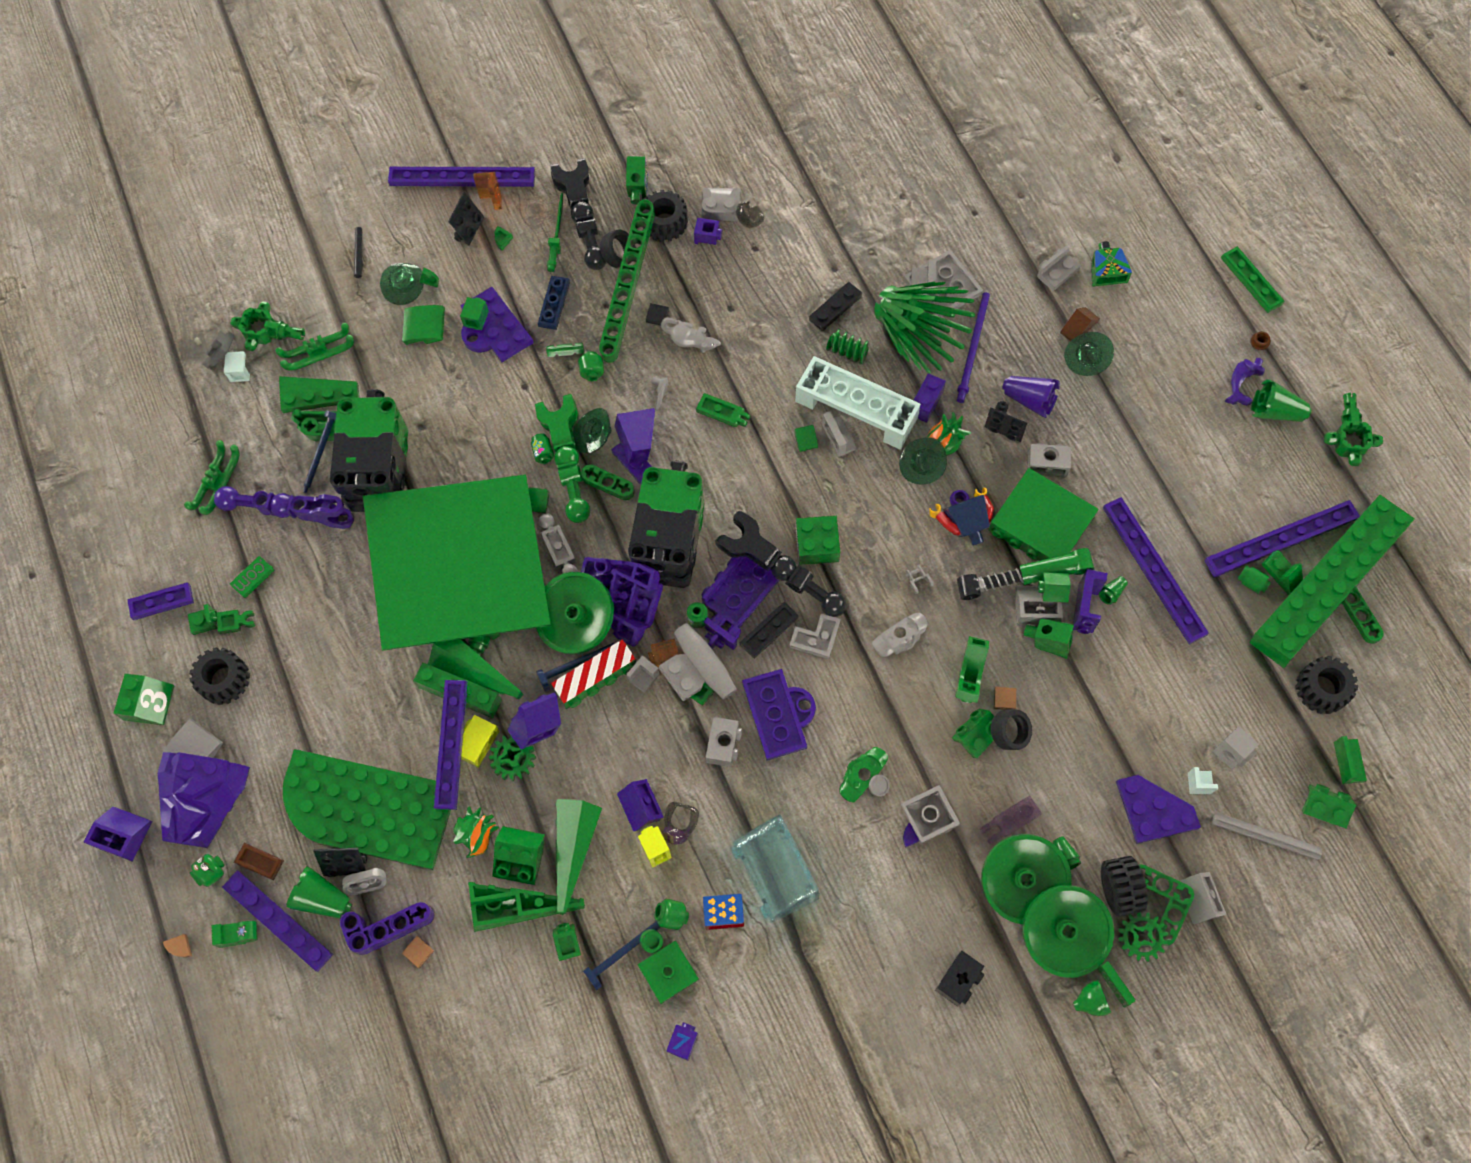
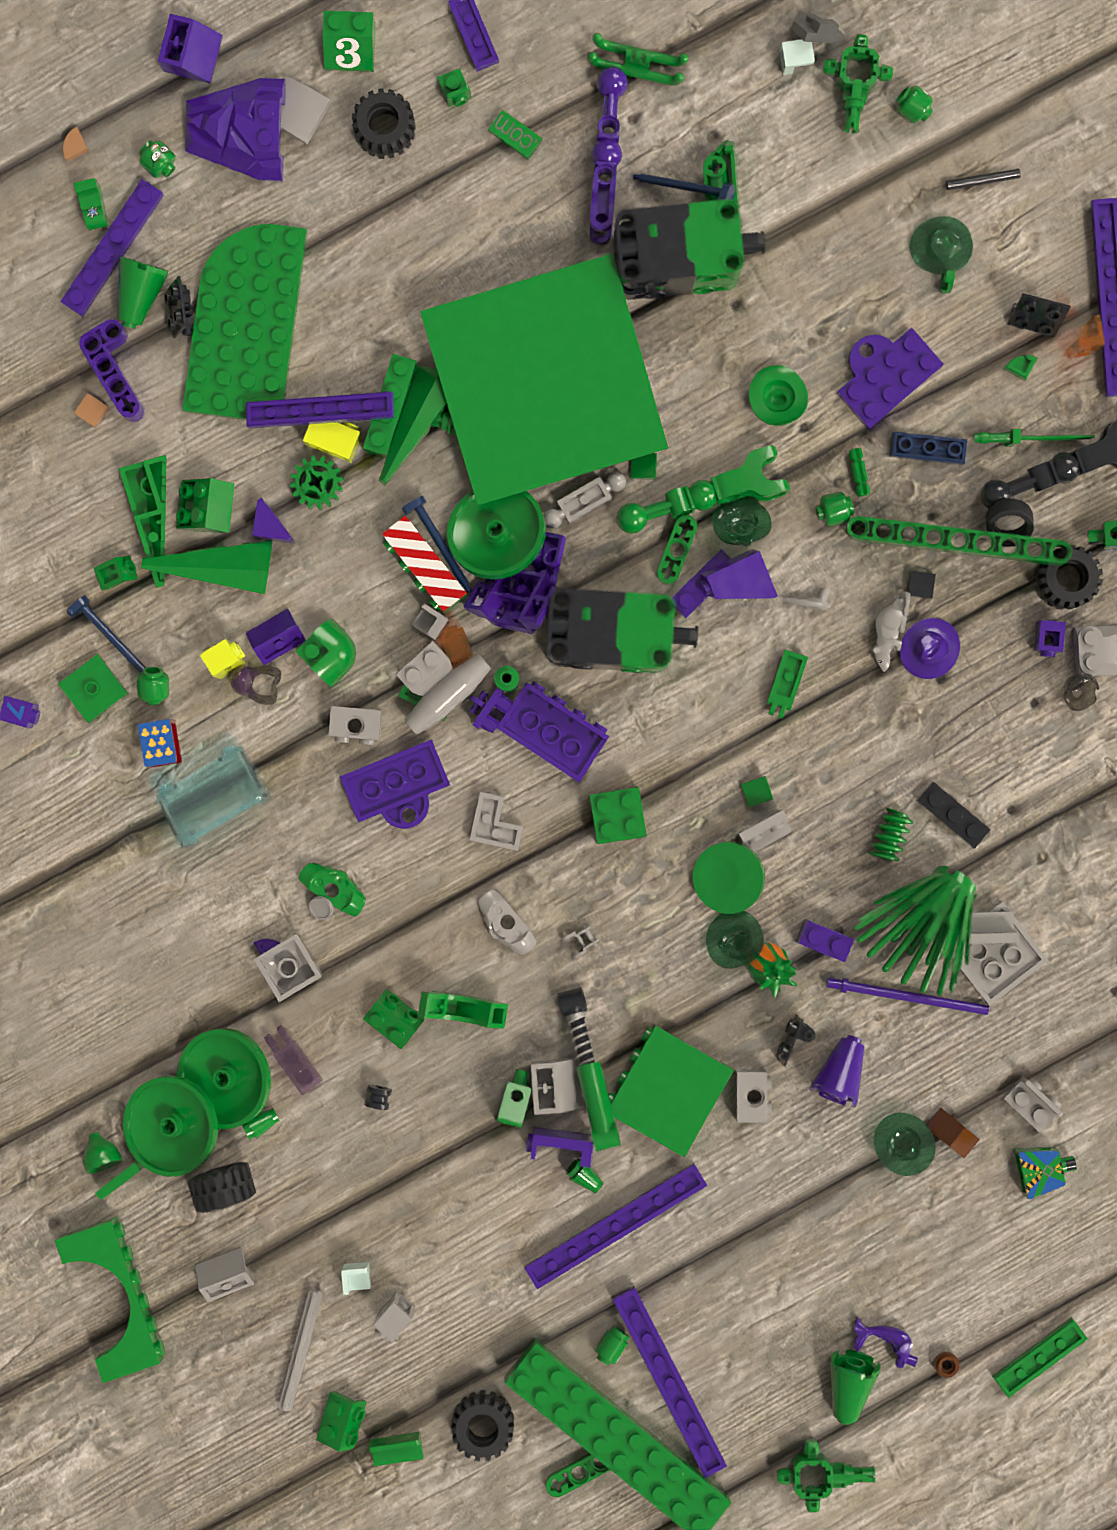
camera: 80 degrees right, 20 degrees up
(232, 621) = (454, 123): green plate -> none
(258, 861) = (175, 214): reddish brown tile -> none
(292, 290) = (914, 104): none -> green head
(313, 393) = (769, 160): green wing -> none
(316, 349) = (831, 152): green piece -> none
(364, 881) = (158, 330): light grey plate -> none
(423, 324) = (880, 284): green slope -> none
(474, 313) = (894, 348): green brick -> none
(474, 831) = (223, 452): green hair -> none
(497, 397) = (778, 395): none -> green hat
(535, 721) = (355, 504): dark purple slope -> none
(542, 448) = (713, 462): green brick -> none
(542, 800) = (268, 525): none -> dark purple slope
(651, 941) = (124, 666): green tile -> none
(659, 760) = (329, 652): none -> green brick
(707, 311) = (930, 648): none -> dark purple hat
(769, 630) = (498, 766): black plate -> none
(782, 567) = (573, 774): black piece -> none
(858, 399) = (807, 852): light aqua plate -> none
(873, 462) = (729, 877): none -> green piece
(949, 984) = (124, 1009): black brick -> none
(959, 494) = (689, 994): dark purple plate -> none
(967, 516) = (663, 997): dark blue torso -> none
(1004, 698) = (438, 1049): medium nougat tile -> none
(1024, 729) = (391, 1071): black tyre -> none
(1045, 749) = (378, 1097): none -> black wheel
(1055, 587) = (569, 1104): green brick -> none
(1137, 945) = (166, 1216): green gear -> none
(1154, 811) = (319, 1222): dark purple plate -> none
(1174, 903) = (215, 1244): green beam -> none
(1269, 981) = (105, 1246): none -> green arch
(1282, 571) = (624, 1380): green slope -> none

